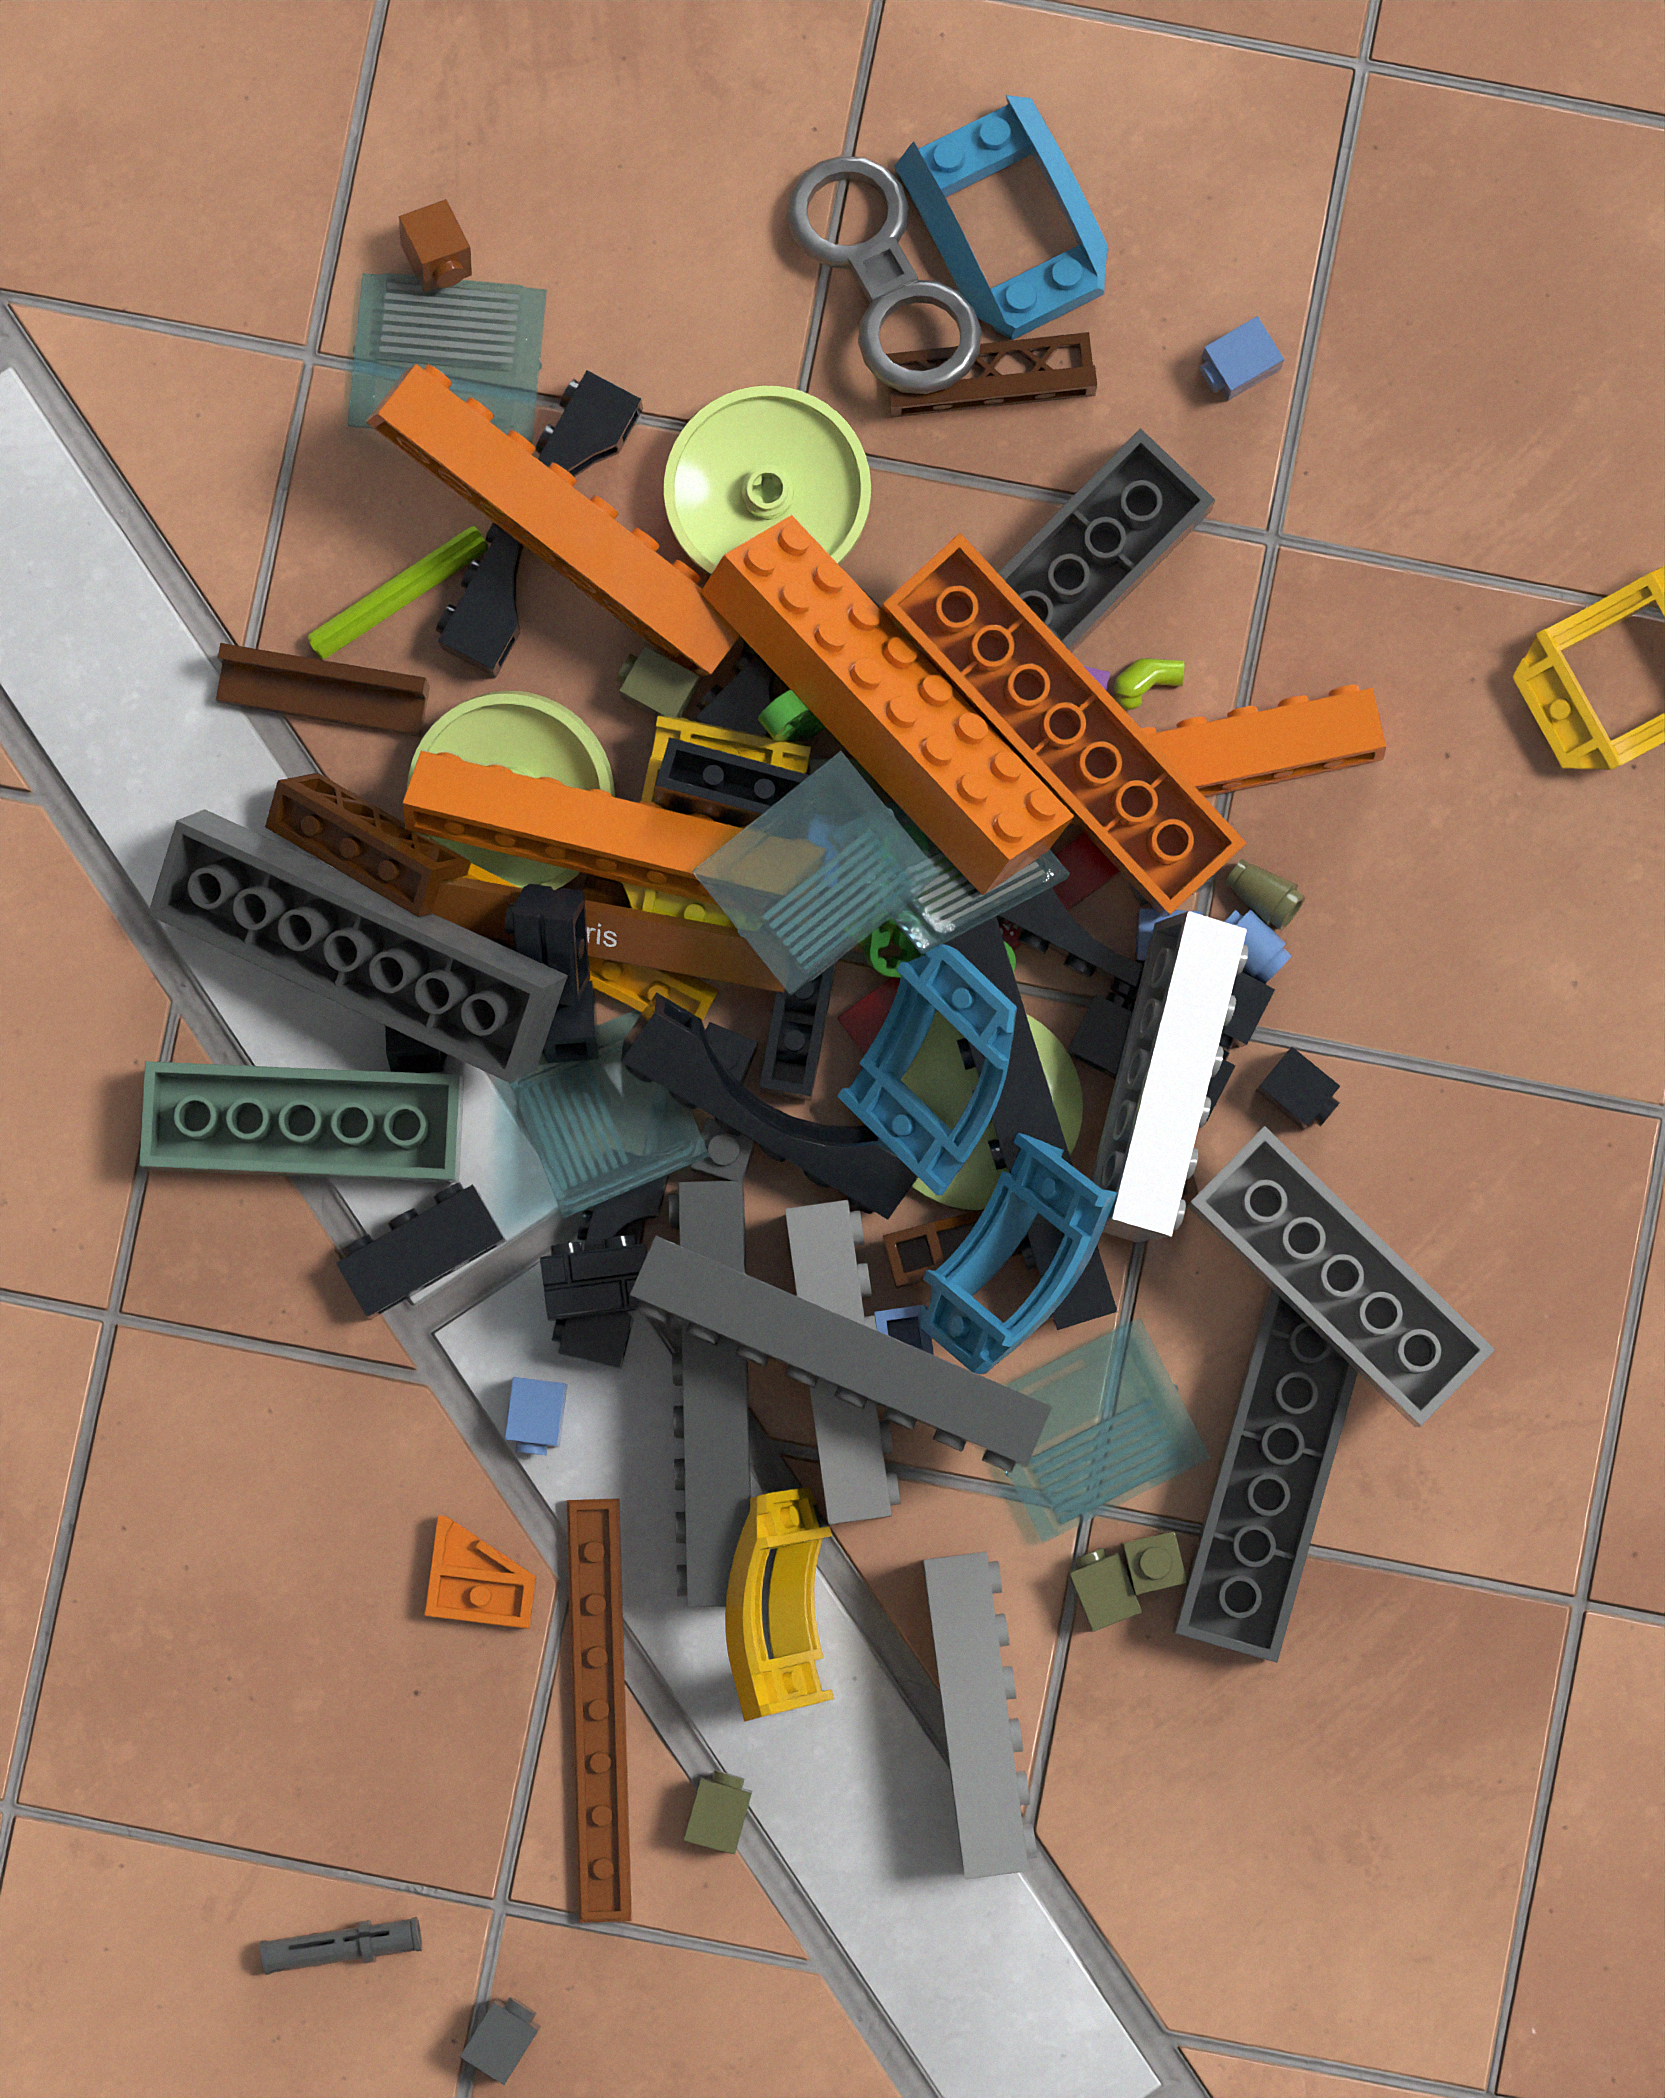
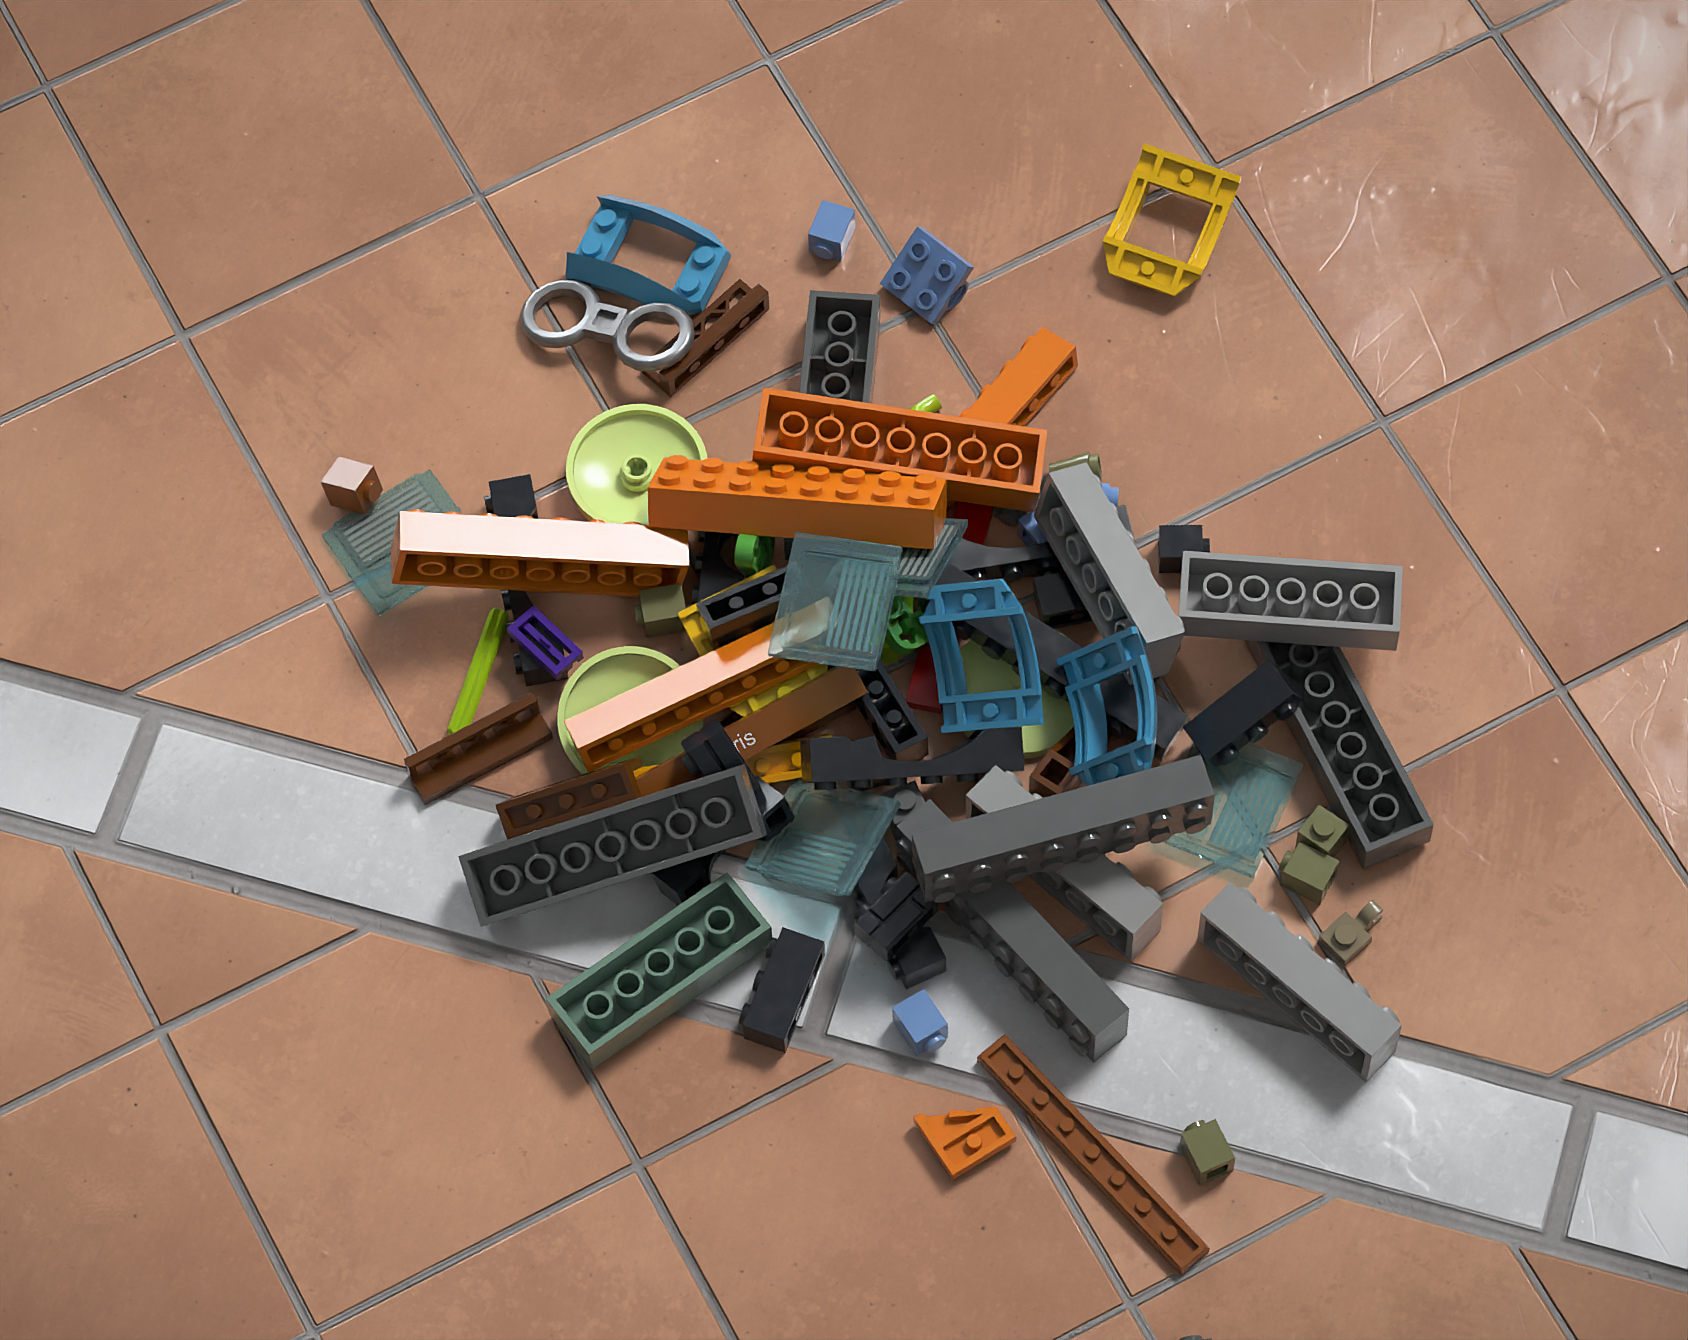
camera: 40 degrees left, 20 degrees down
(490, 672) = (565, 663): none -> dark purple tile
(790, 1679) = (1137, 1010): yellow wedge -> none
(1085, 1695) = (1349, 936): none -> dark tan plate
(1181, 1360) = (1243, 714): none -> black brick
(1300, 510) = (928, 276): none -> medium blue plate

